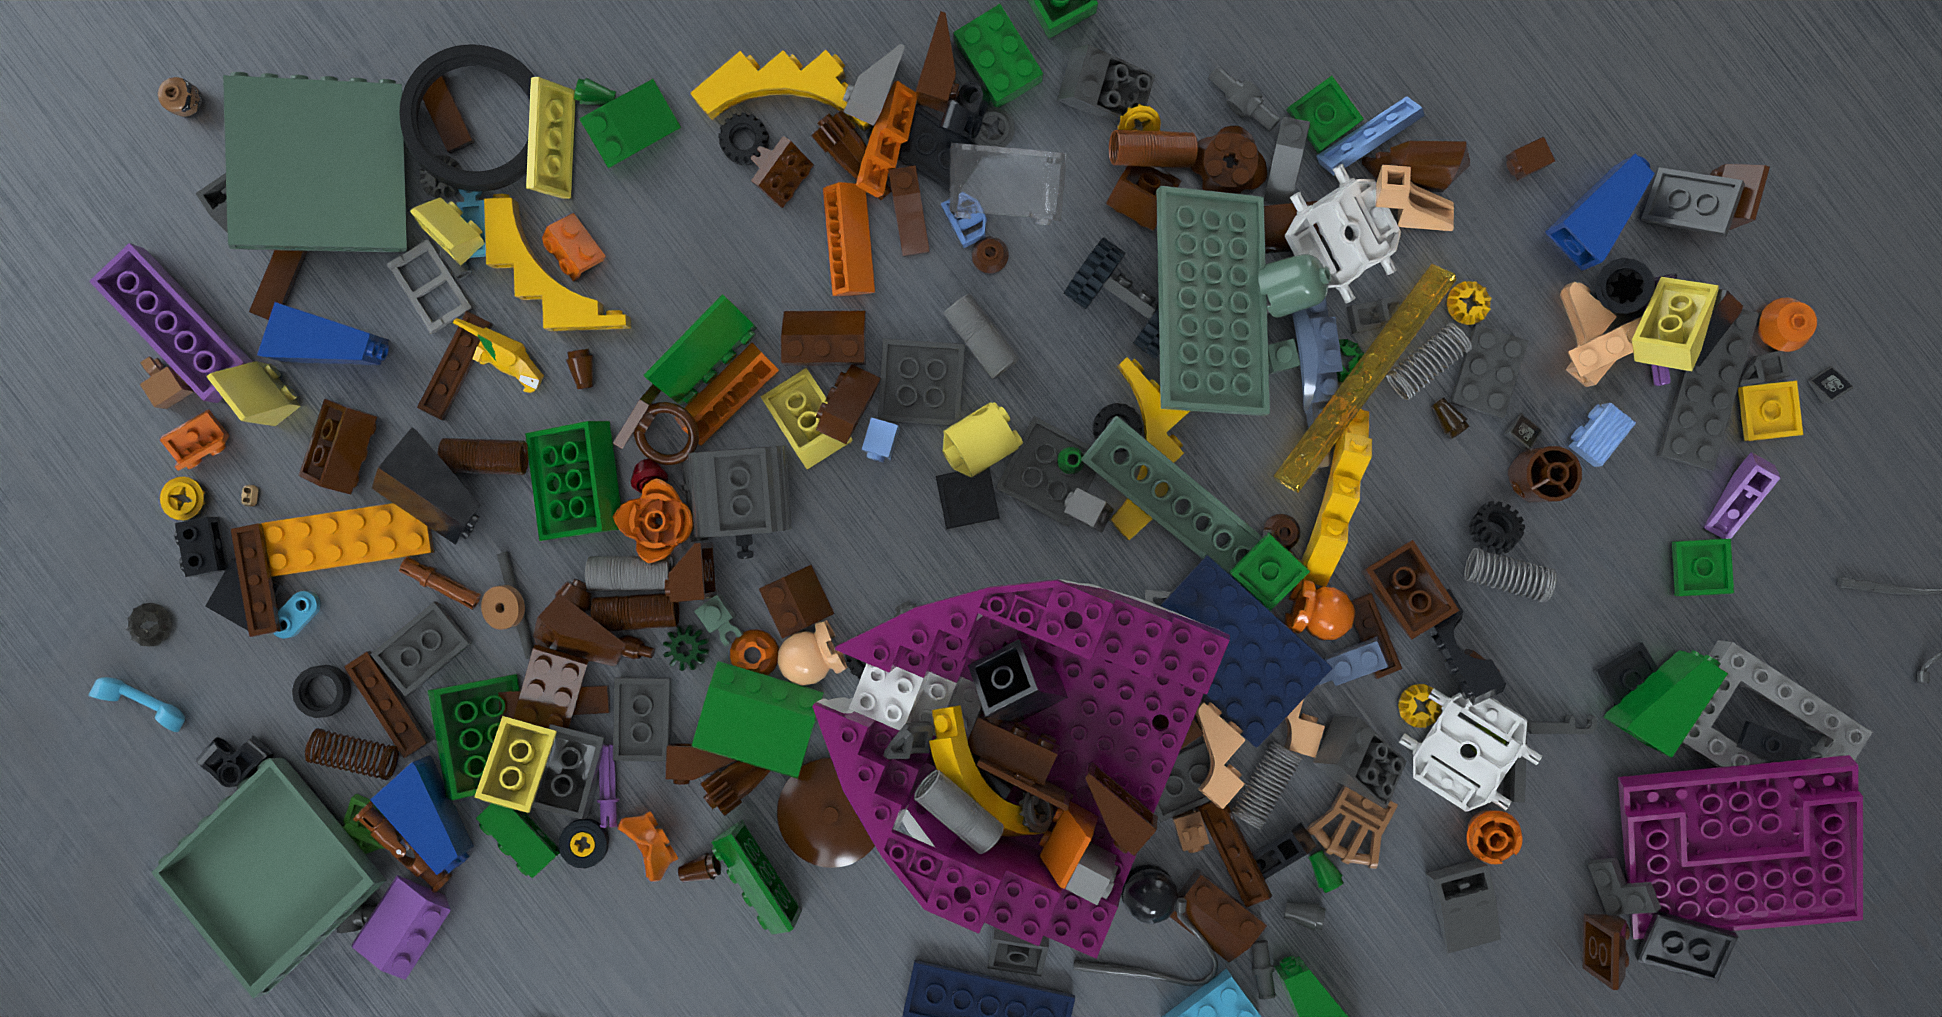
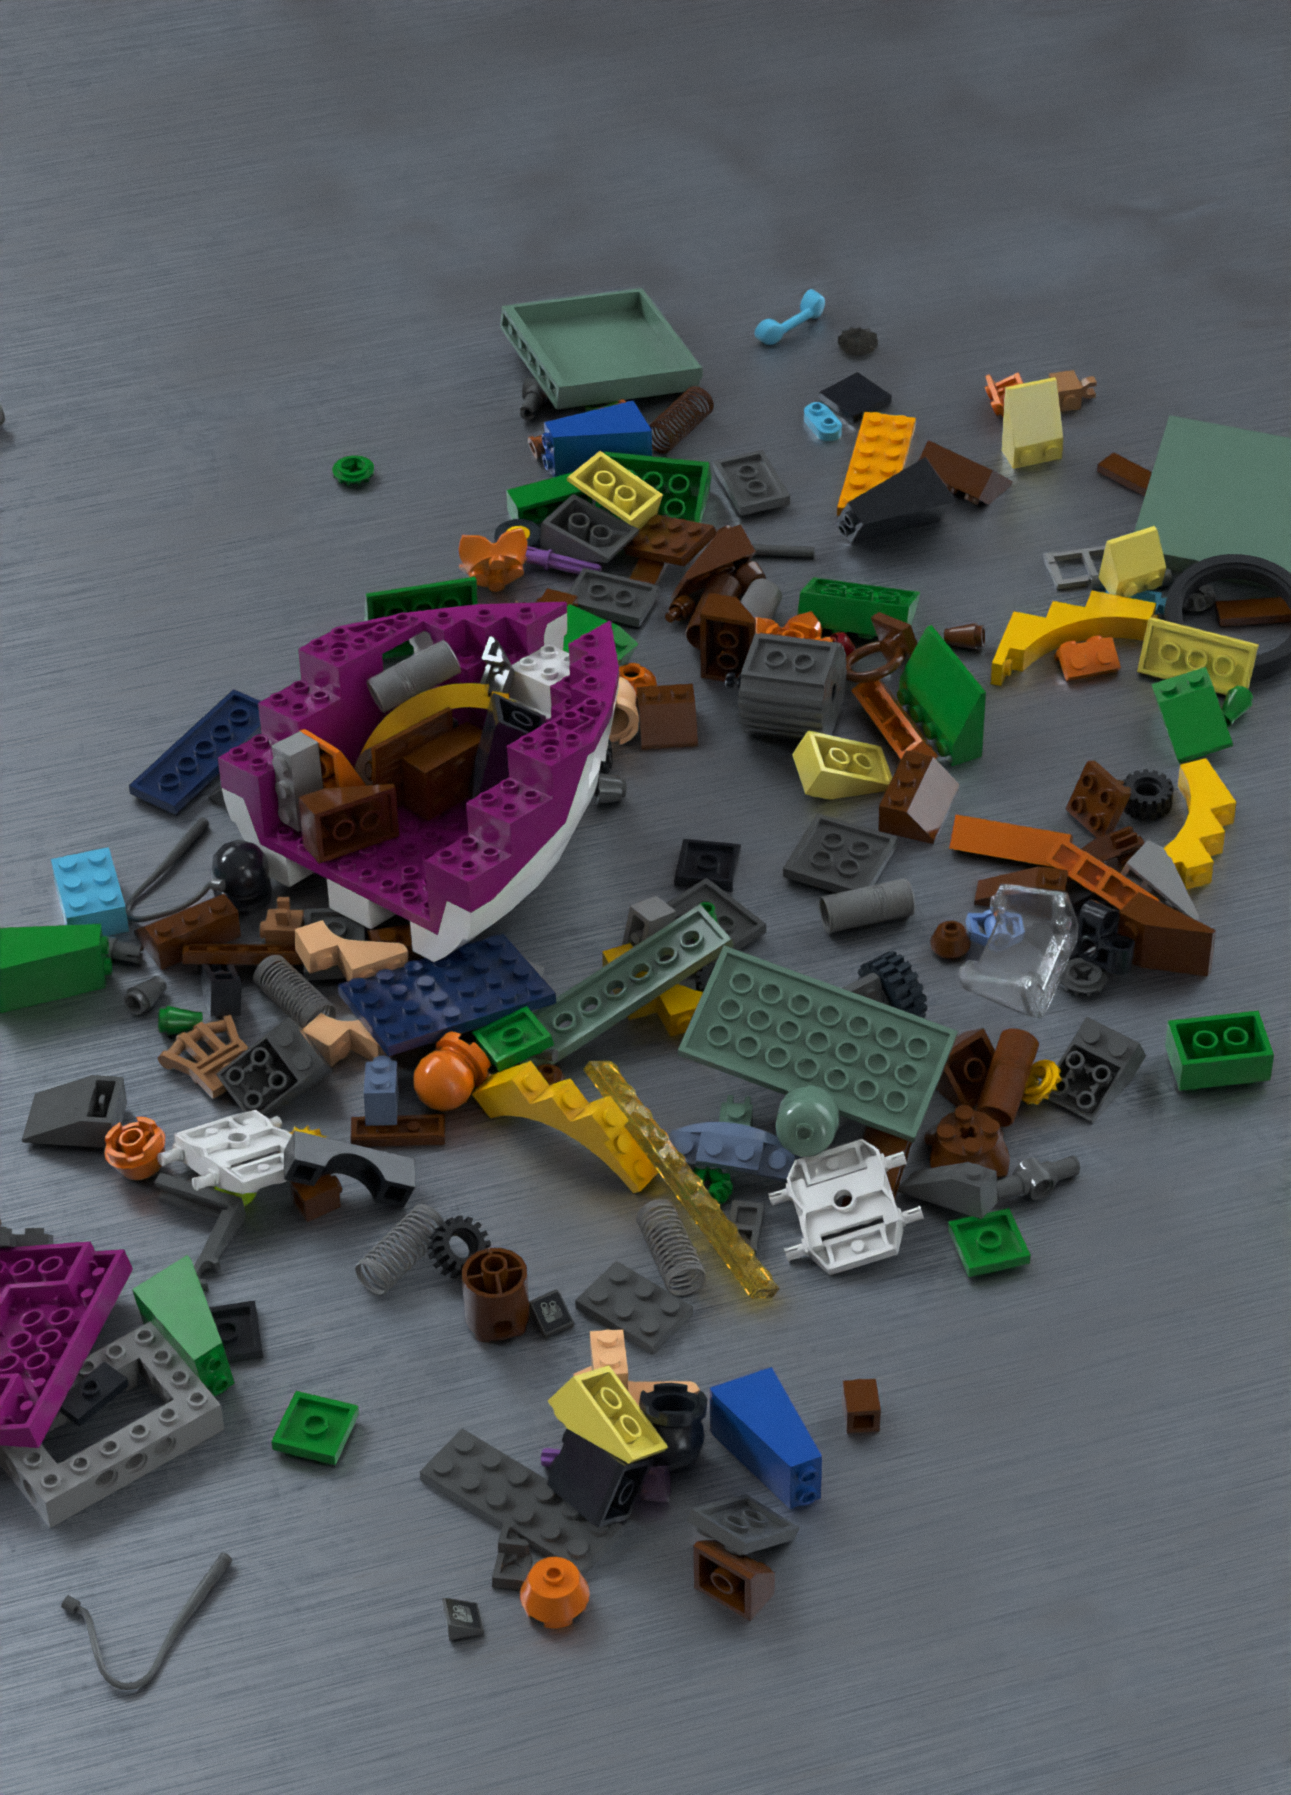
camera: 110 degrees right, 45 degrees down
(168, 319) = (1128, 401): medium lavender brick -> none
(173, 506) = (953, 381): yellow gear -> none
(201, 546) = (911, 379): black brick -> none
(221, 758) = (713, 355): black piece -> none
(249, 495) = (944, 419): tan rock -> none
(255, 580) = (864, 398): reddish brown plate -> none
(301, 698) = (745, 406): black tyre -> none
(308, 338) = (1067, 477): blue slope -> none
(387, 704) = (715, 449): reddish brown plate -> none
(401, 927) = (510, 410): medium lavender slope -> none
(430, 577) = (813, 502): dark orange pin -> none
(452, 369) = (1006, 564): reddish brown tile -> none
(489, 458) = (909, 553): reddish brown piece -> none
(492, 607) = (765, 536): medium nougat piece -> none
(505, 355) = (1002, 588): yellow animal -> none
(689, 638) = (662, 638): dark green gear -> none
(716, 616) = (682, 662): sand green brick -> none
(846, 403) = (842, 778): reddish brown brick -> none
(880, 440) = (795, 801): light blue brick -> none
(980, 440) = (760, 870): light yellow cylinder -> none
(998, 56) = (1155, 991): green brick -> none
(1371, 134) = (948, 1273): light blue plate -> none
(1410, 590) = (436, 1148): reddish brown slope -> none
(1415, 205) = (856, 1268): light nougat arch -> none
(1432, 163) = (897, 1278): reddish brown wedge -> none
(1450, 418) = (597, 1253): dark brown cone -> none
(1457, 307) = (722, 1321): yellow gear -> none
(1601, 434) = (513, 1377): light blue brick -> none
(1742, 495) = (379, 1486): medium lavender slope -> none
(1770, 411) = (460, 1546): yellow plate -> none

